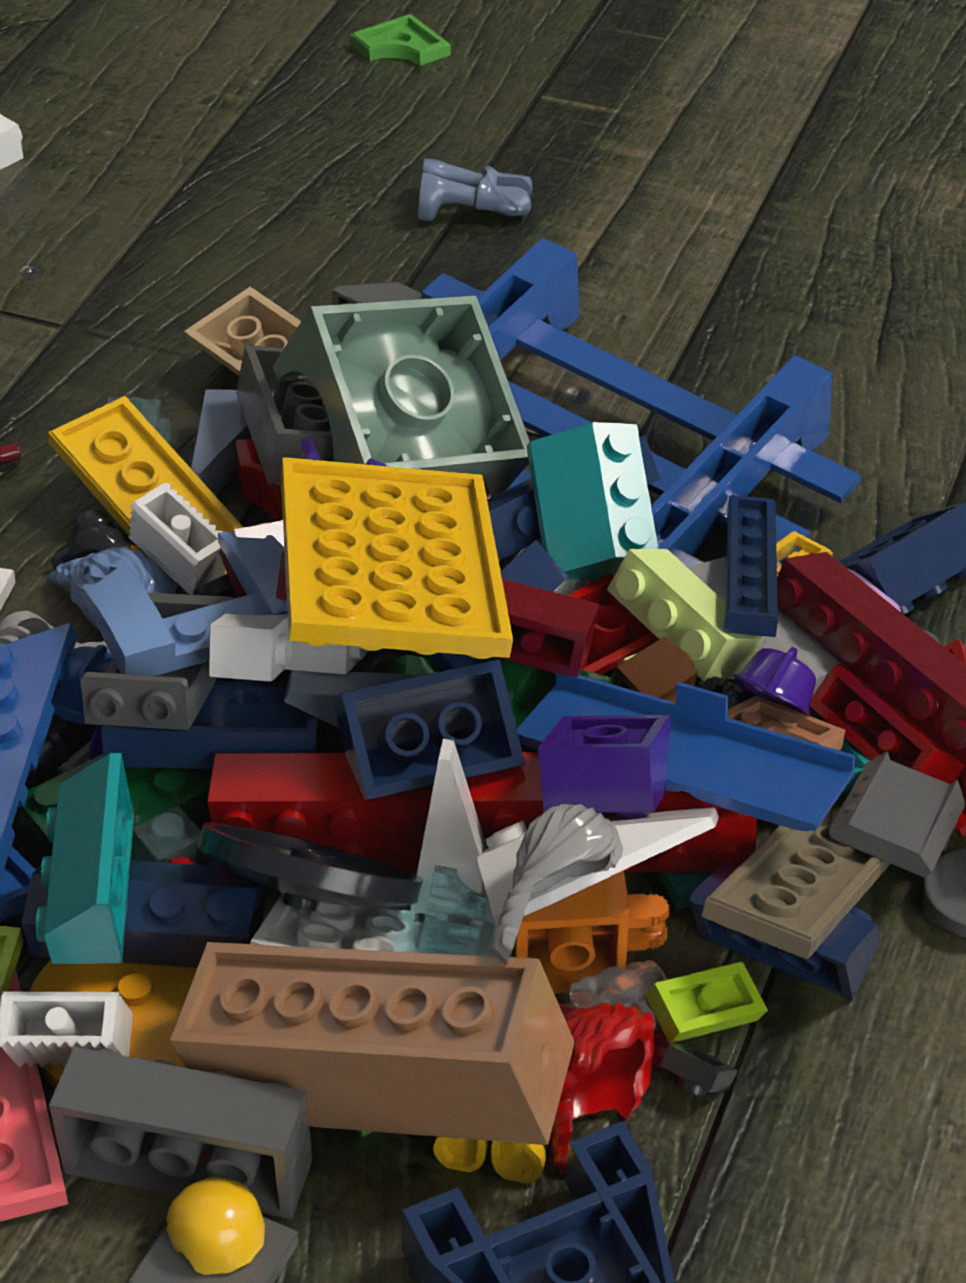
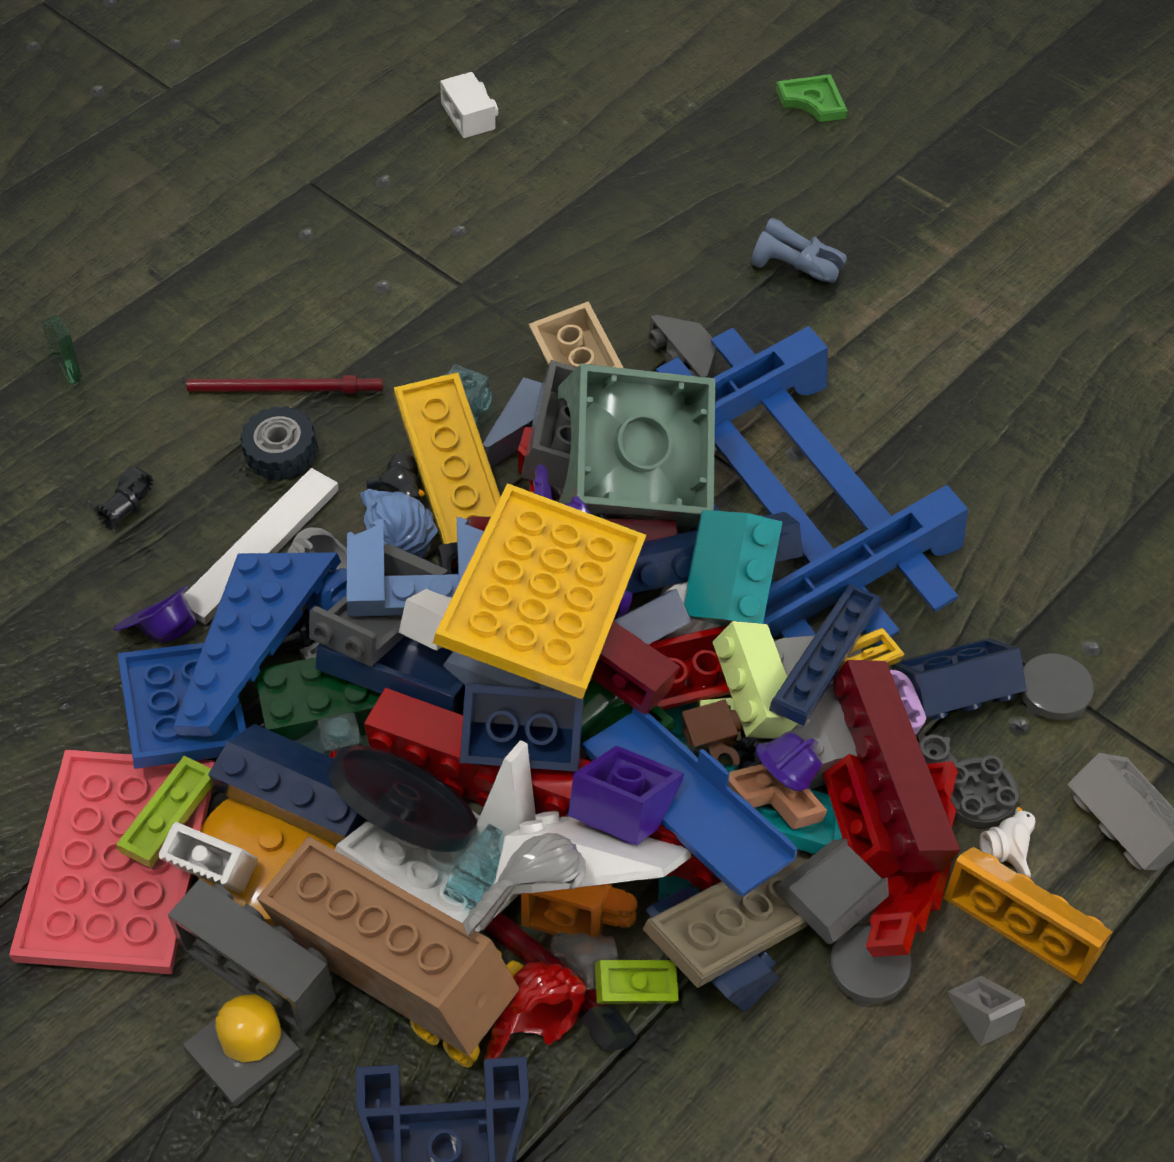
camera: 20 degrees right, 10 degrees up
(88, 866) = (255, 757): teal slope -> none
(176, 538) = (441, 500): white brick -> none

